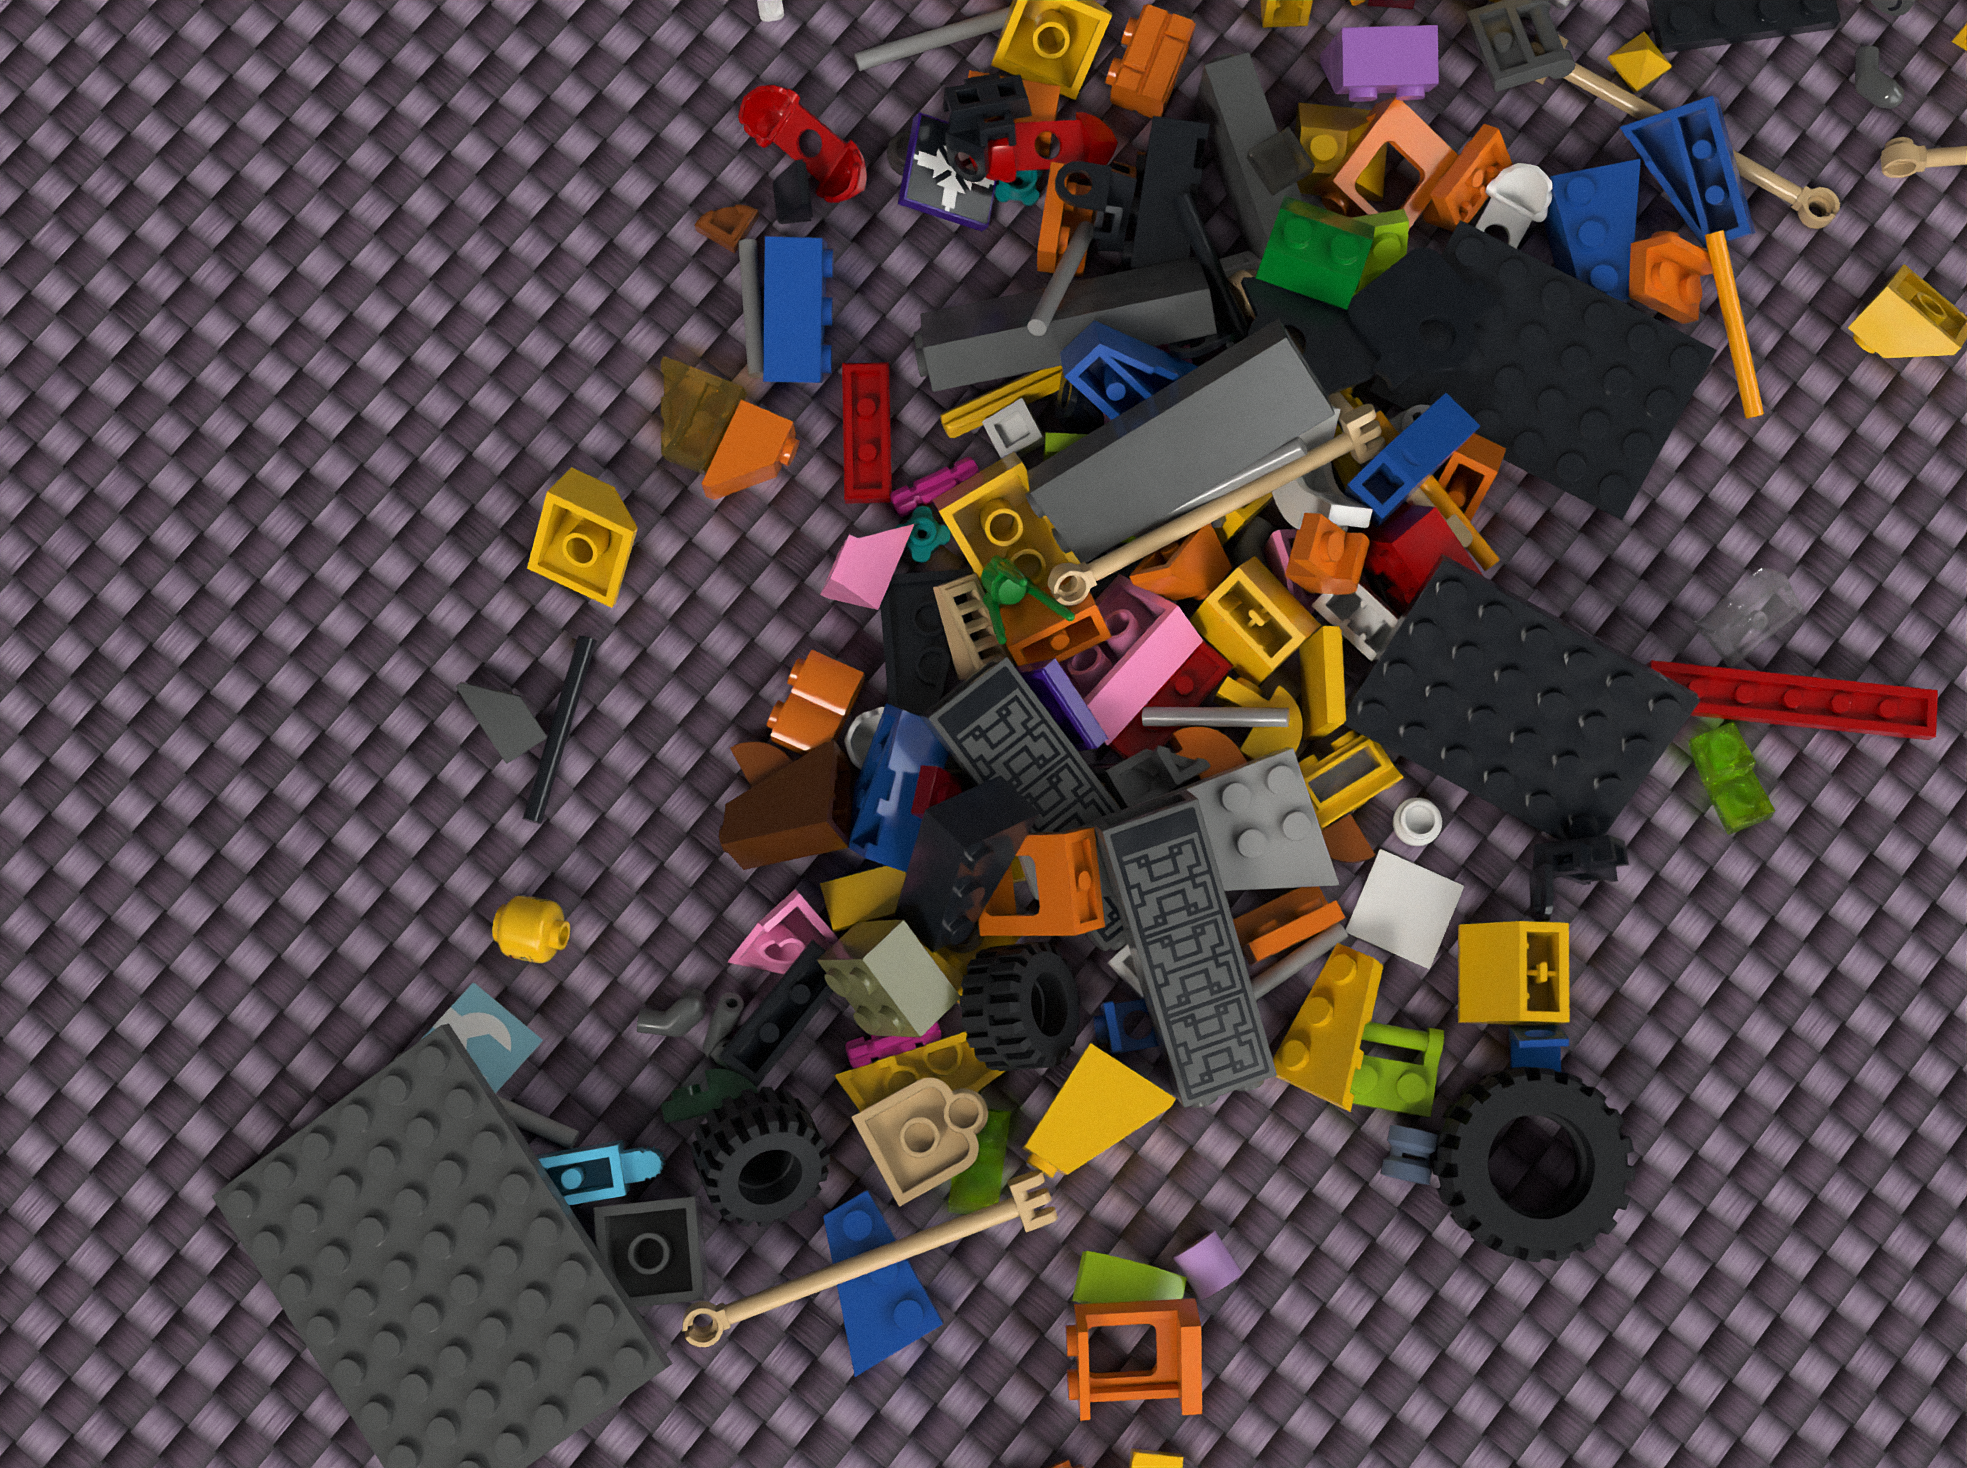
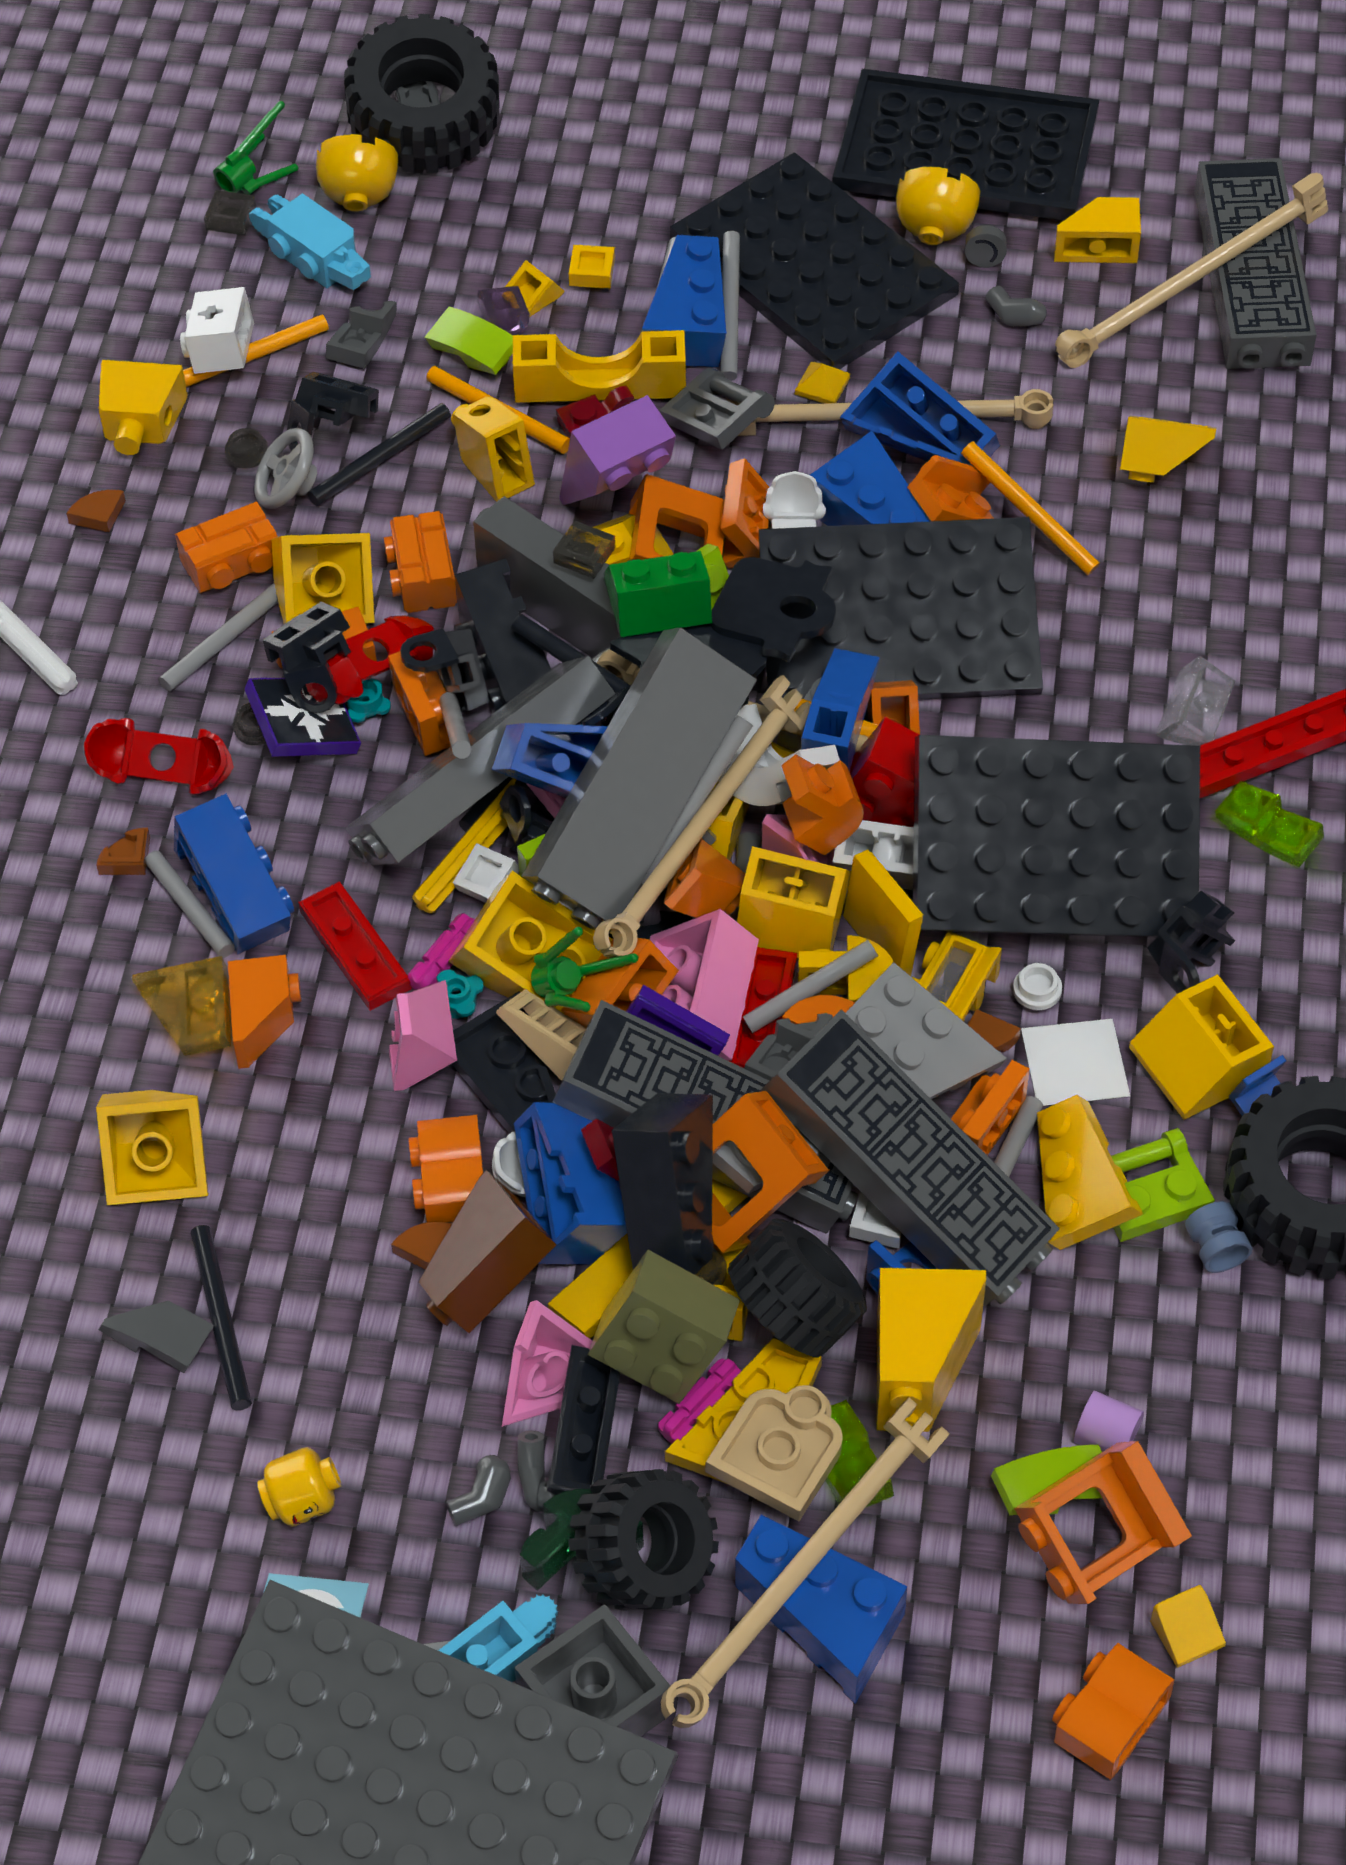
camera: 25 degrees left, 25 degrees down
(793, 194) = (170, 796): black slope -> none

